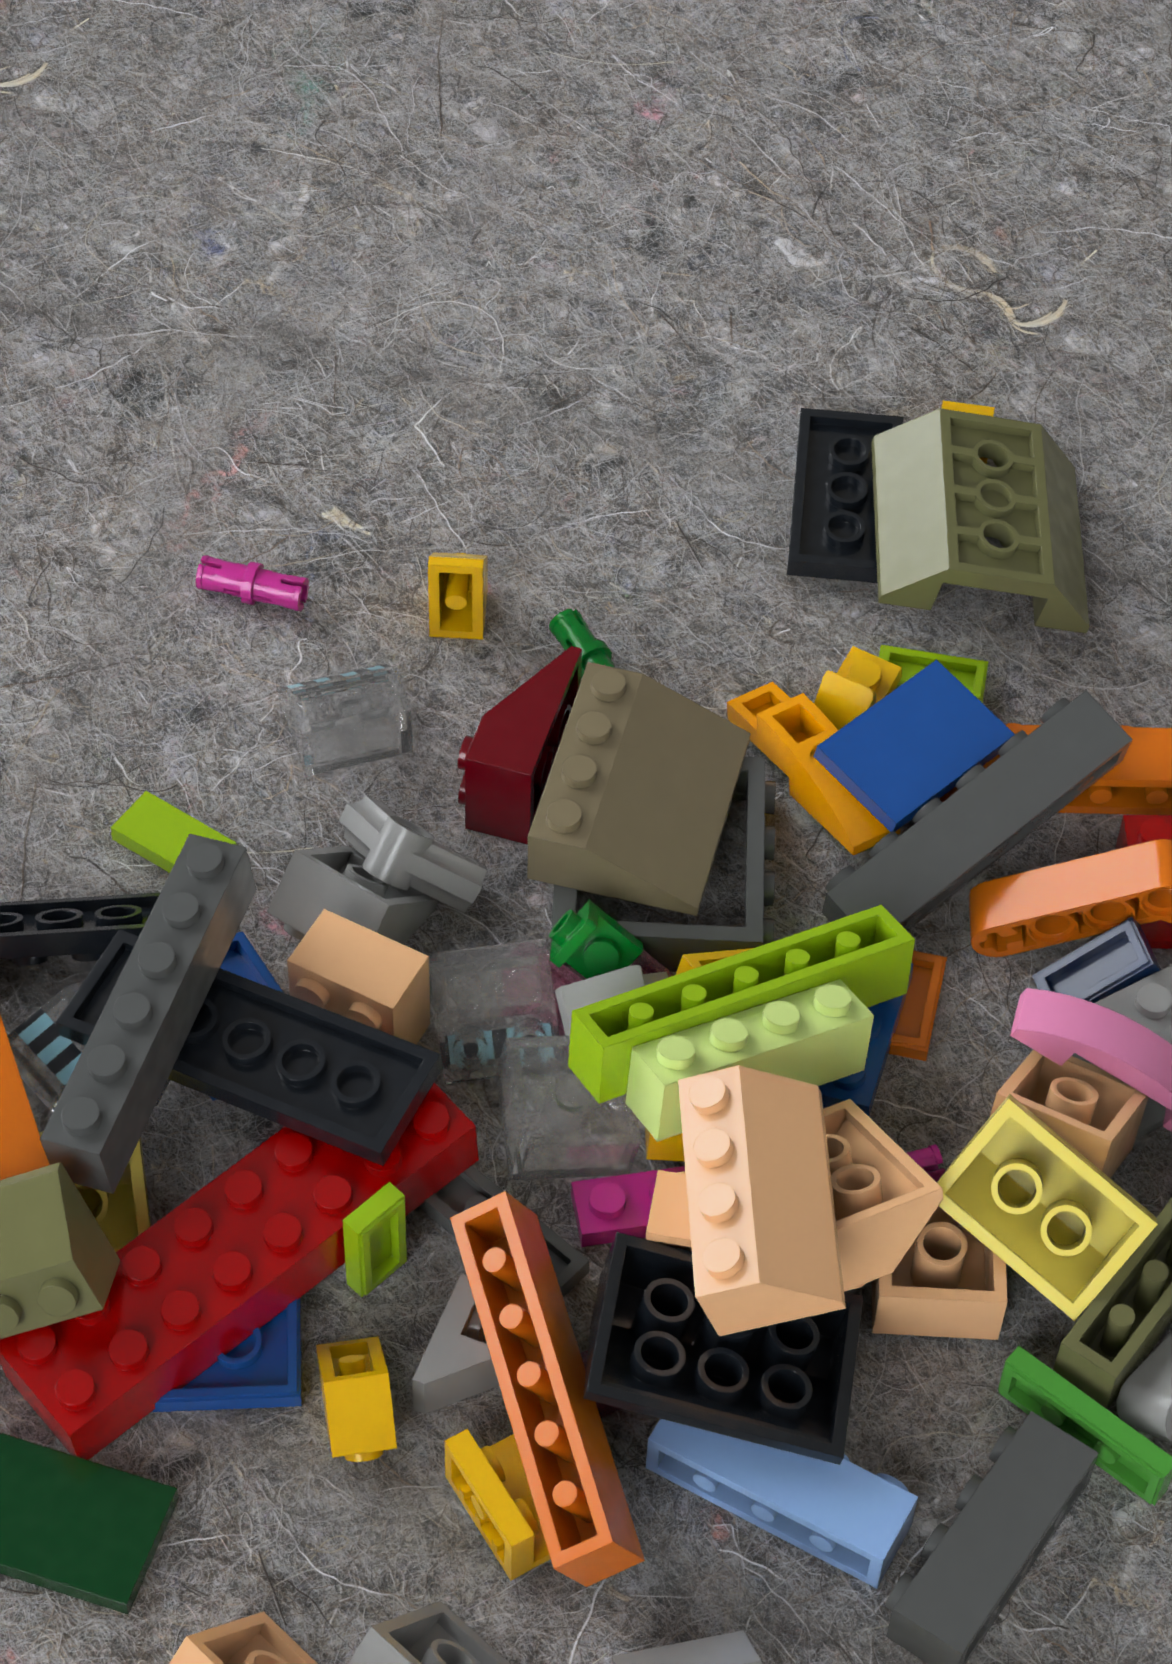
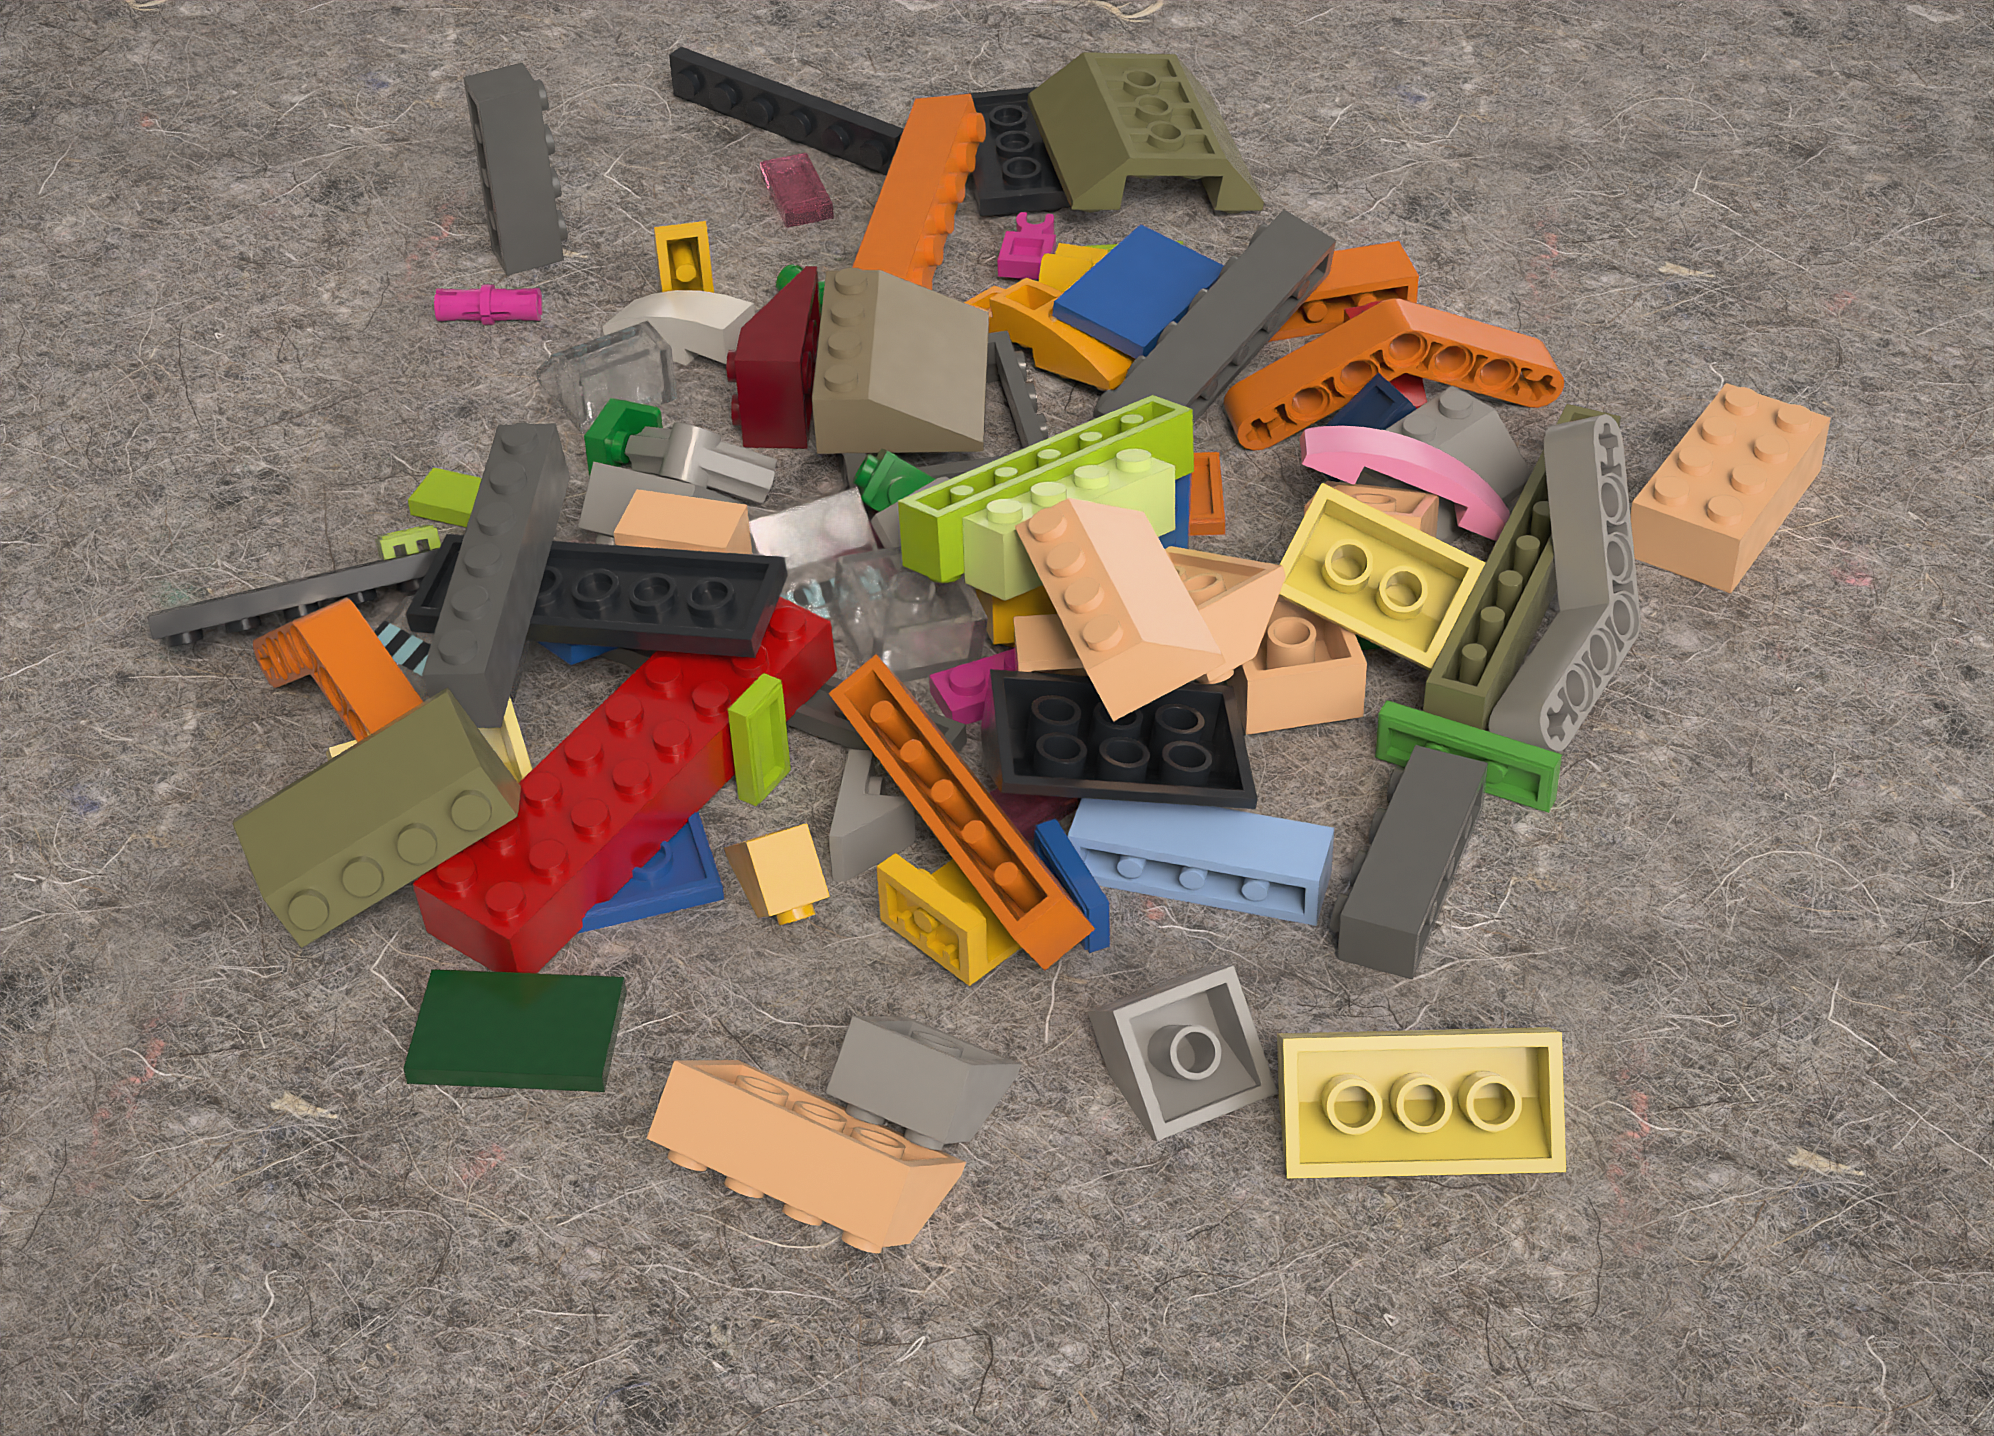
camera: 10 degrees left, 10 degrees down
(95, 898) = (407, 541): none -> lime tile
(307, 441) = (515, 167): none -> dark grey brick
(332, 791) = (612, 428): none -> green bracket
(442, 661) = (689, 321): none -> white slope
(606, 495) = (796, 190): none -> clear pink tile
(622, 393) = (784, 110): none -> black plate
(641, 1487) = (1074, 876): none -> blue tile
(720, 558) = (923, 189): none -> orange brick
(823, 639) = (1024, 249): none -> dark pink plate

